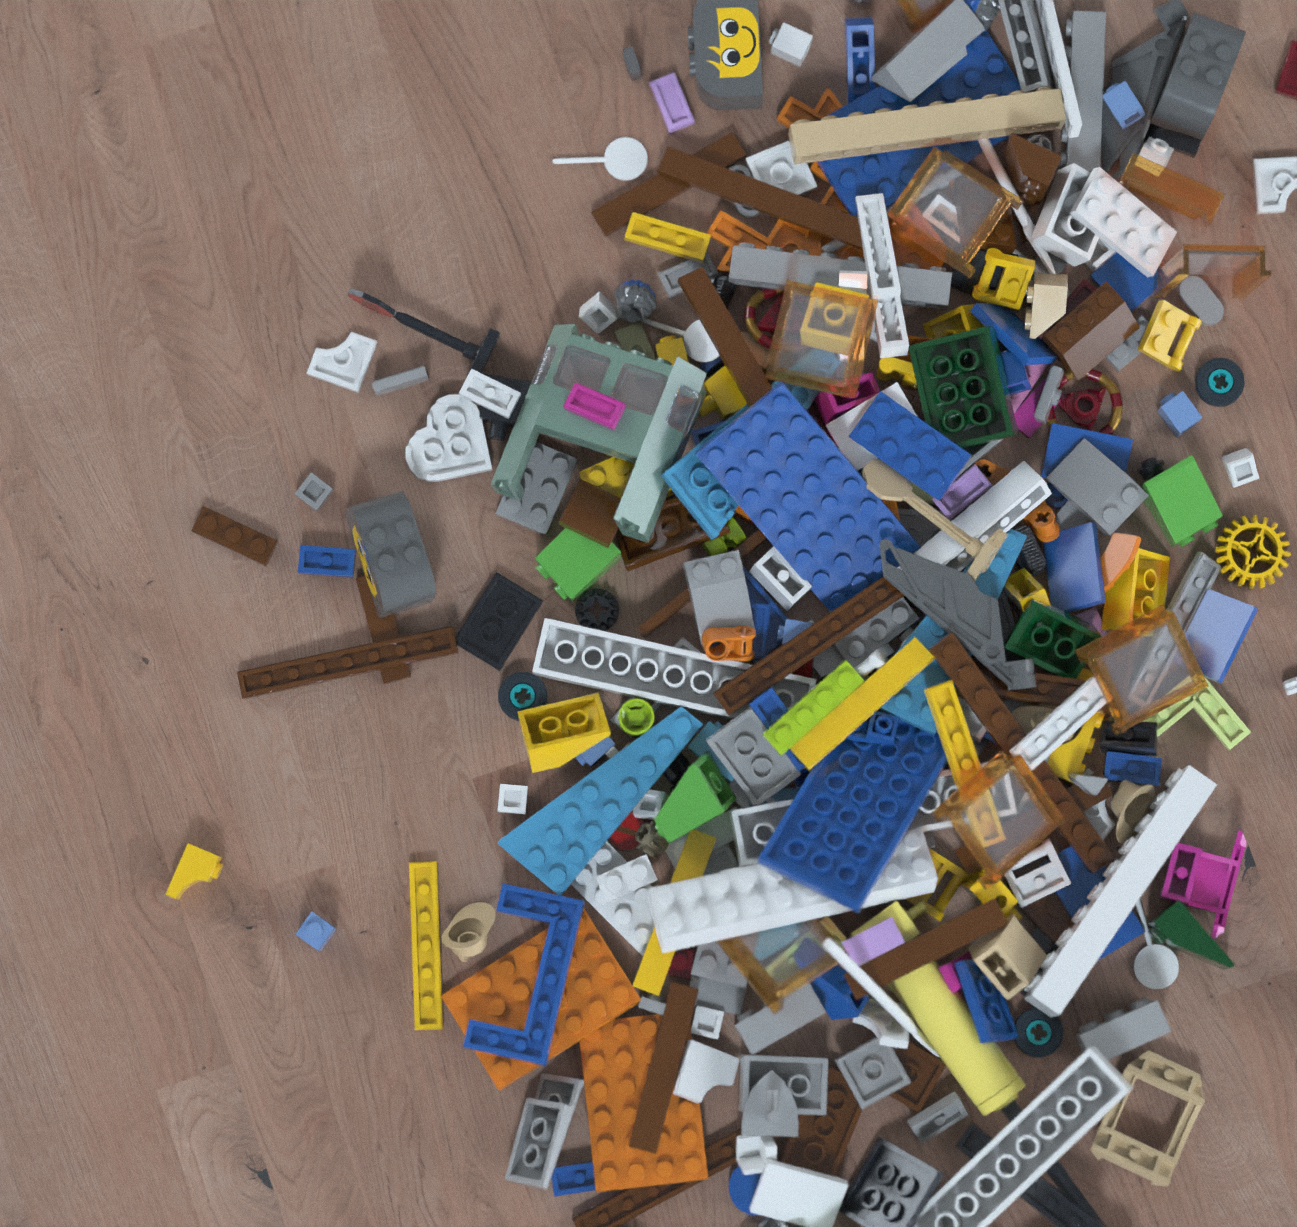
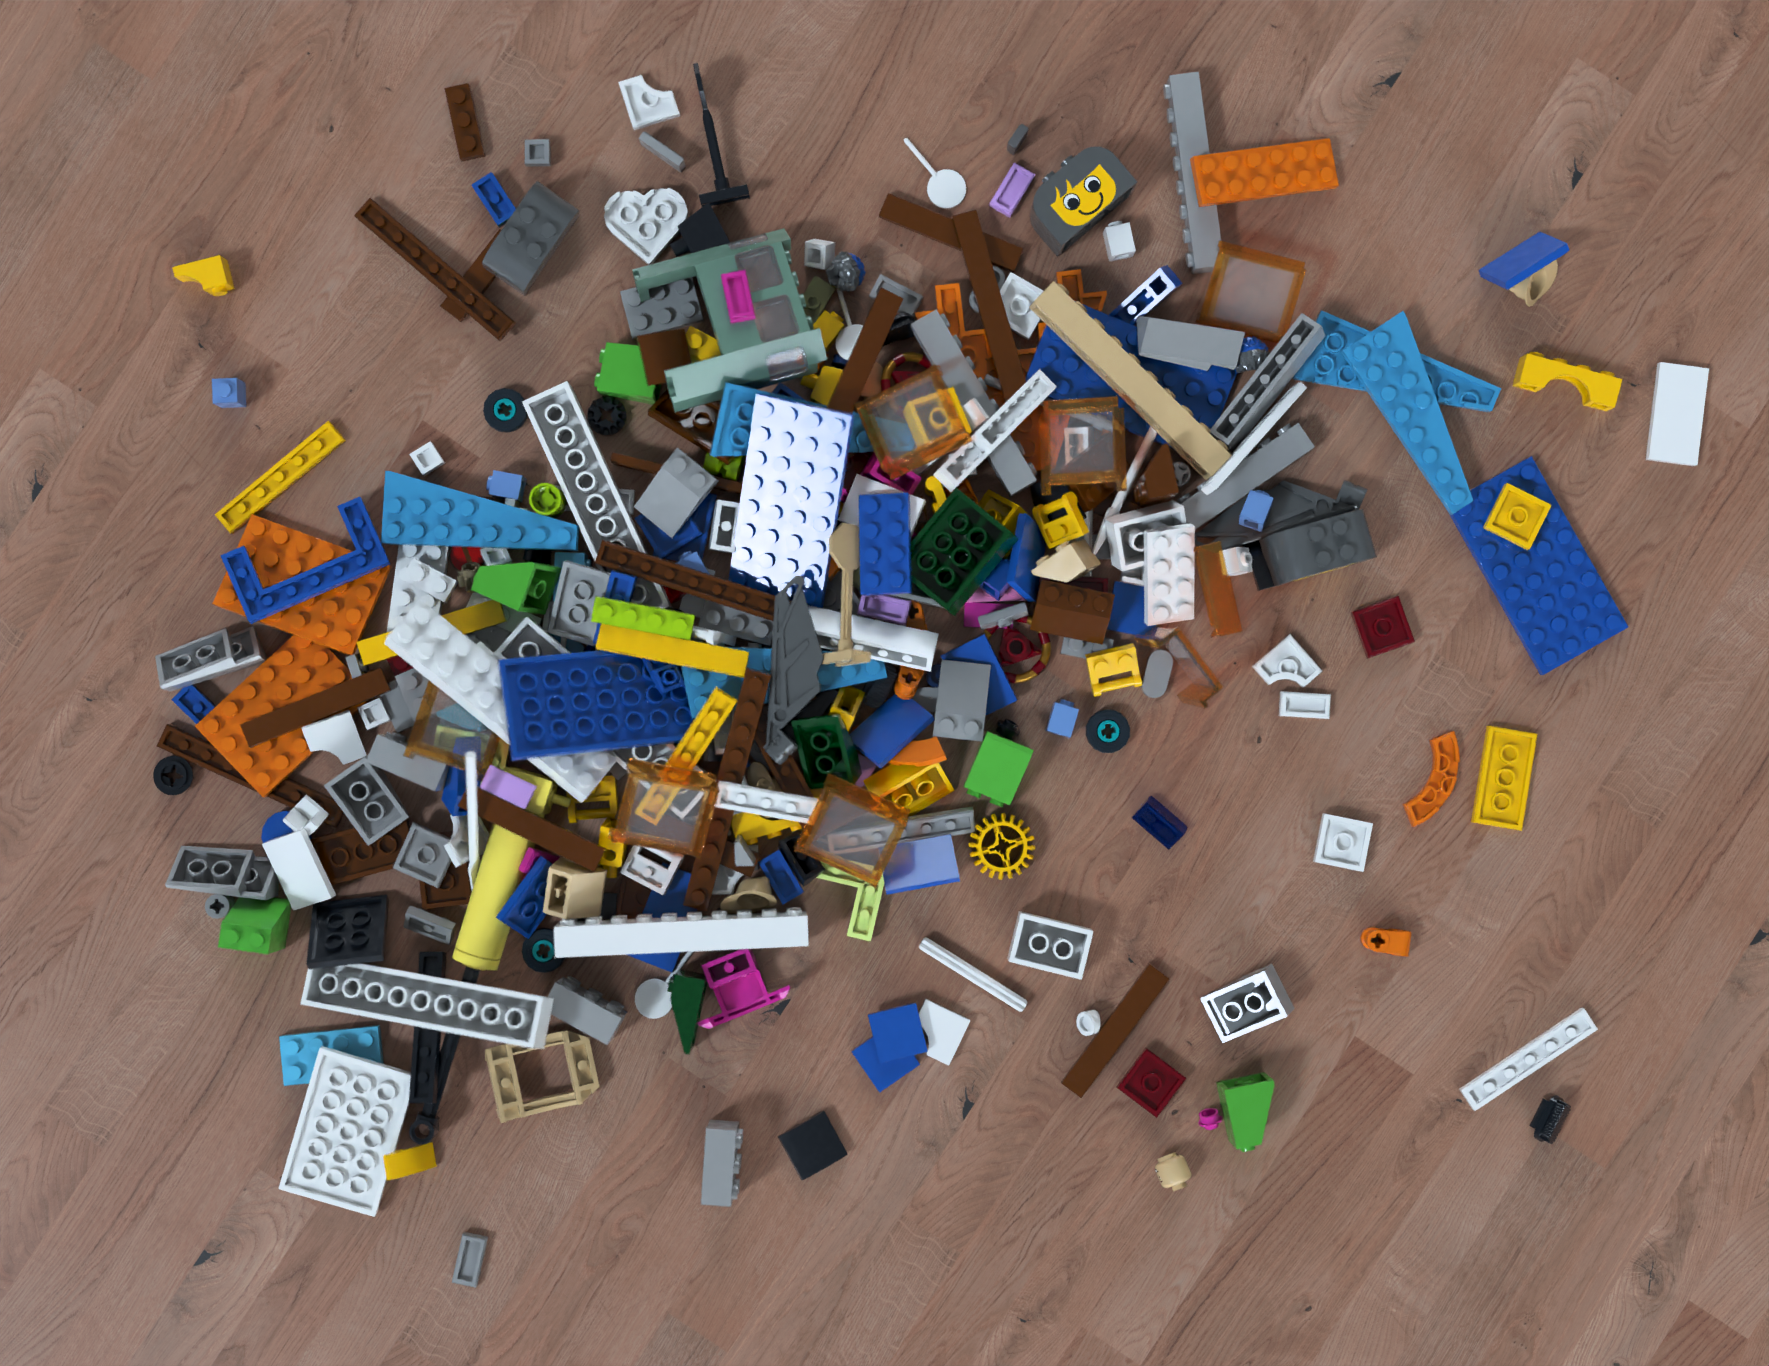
camera: 45 degrees right, 5 degrees up
(469, 930) = (309, 498): tan piece -> none
(490, 393) = (697, 219): white plate -> none
(498, 621) = (545, 352): black tile -> none
(562, 730) = (497, 454): yellow slope -> none
(667, 237) = (910, 260): yellow plate -> none
(734, 645) = (647, 525): orange piece -> none
(770, 1109) = (340, 804): light grey shield -> none
(1240, 467) = (1057, 791): white slope -> none

